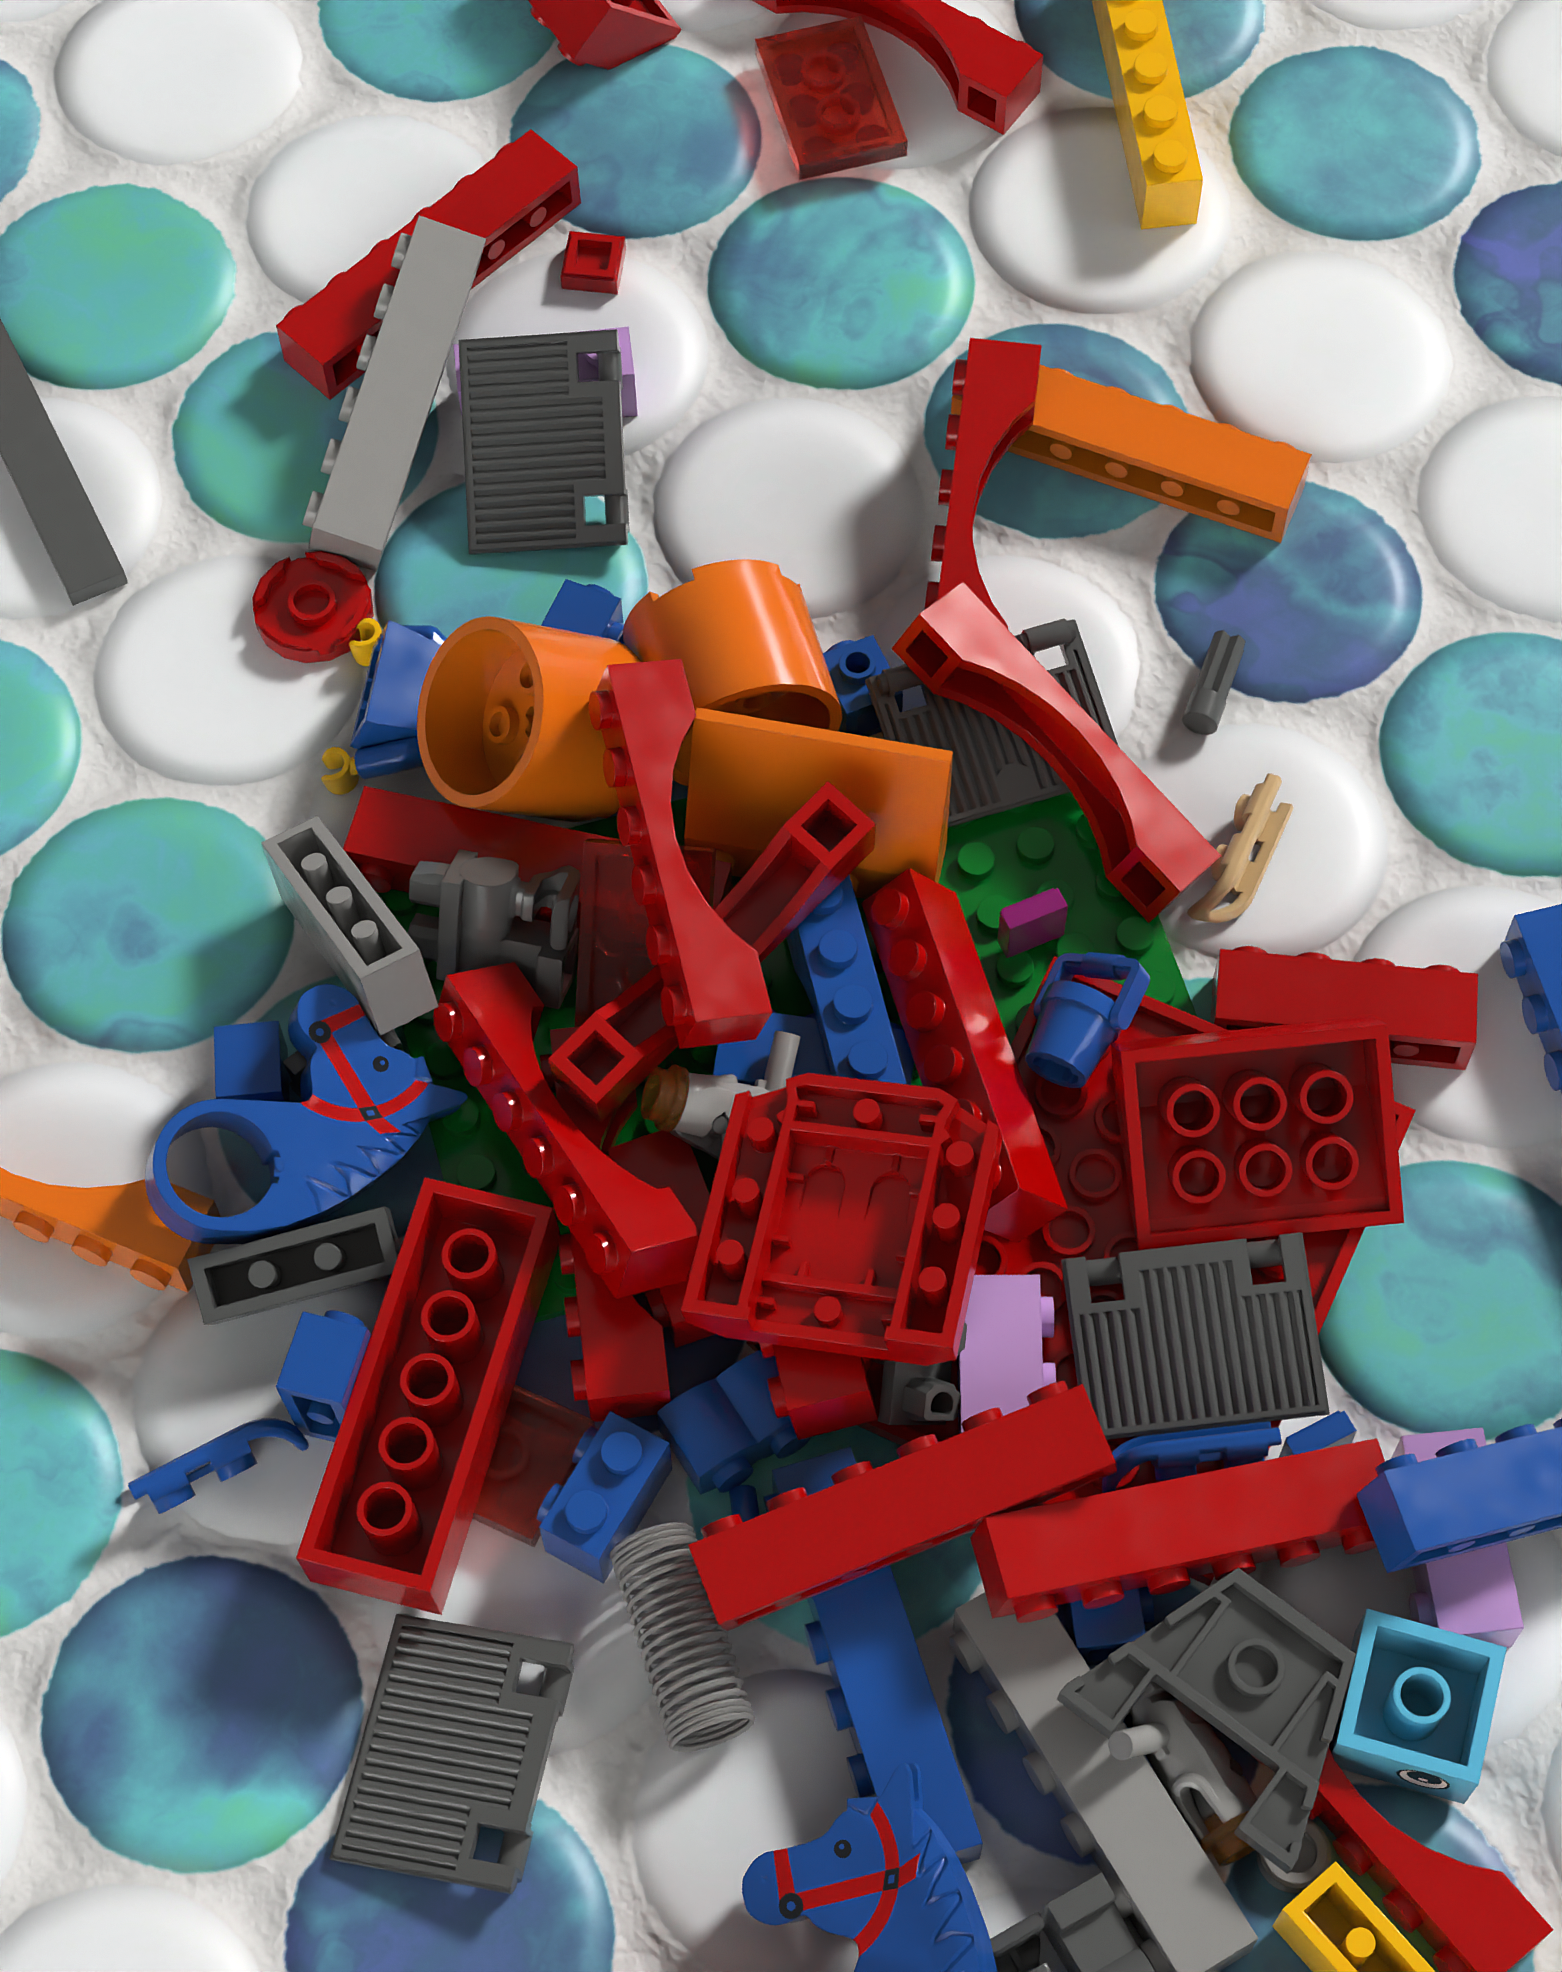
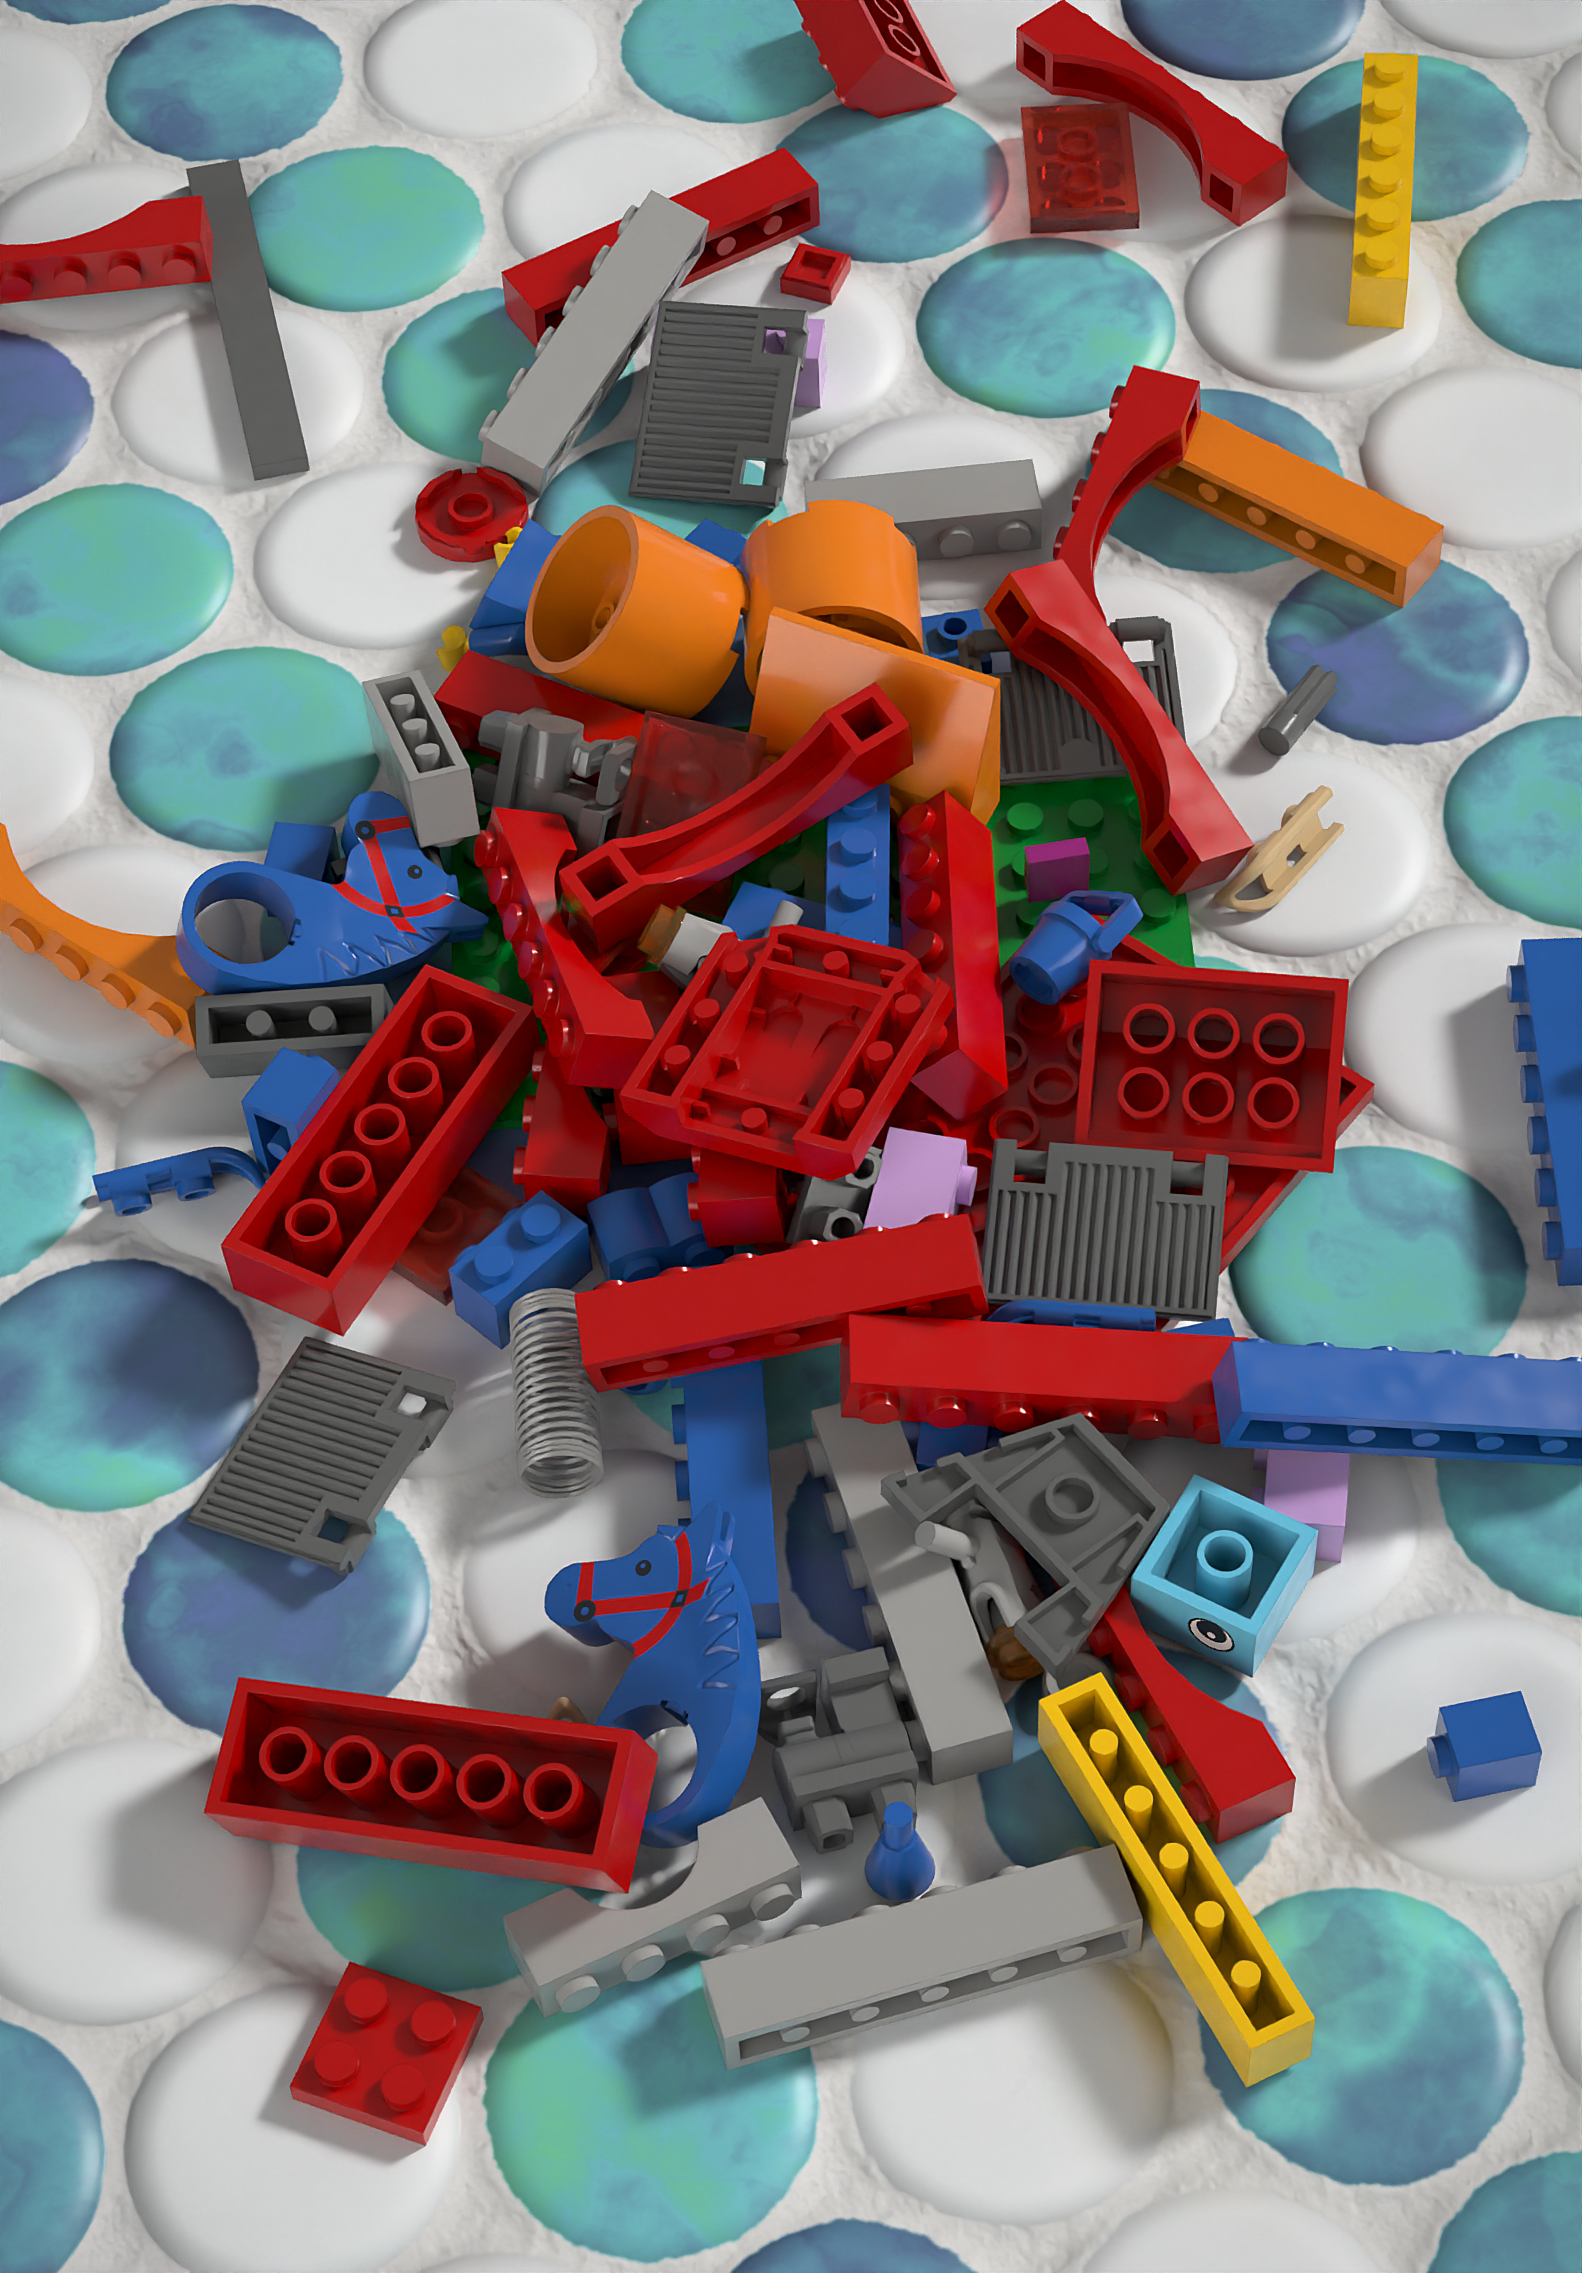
camera: 15 degrees right, 10 degrees down
(708, 972) = (725, 822): red arch -> none
(789, 522) = (951, 508): none -> light grey brick
(1426, 1009) = (1391, 1008): red brick -> none

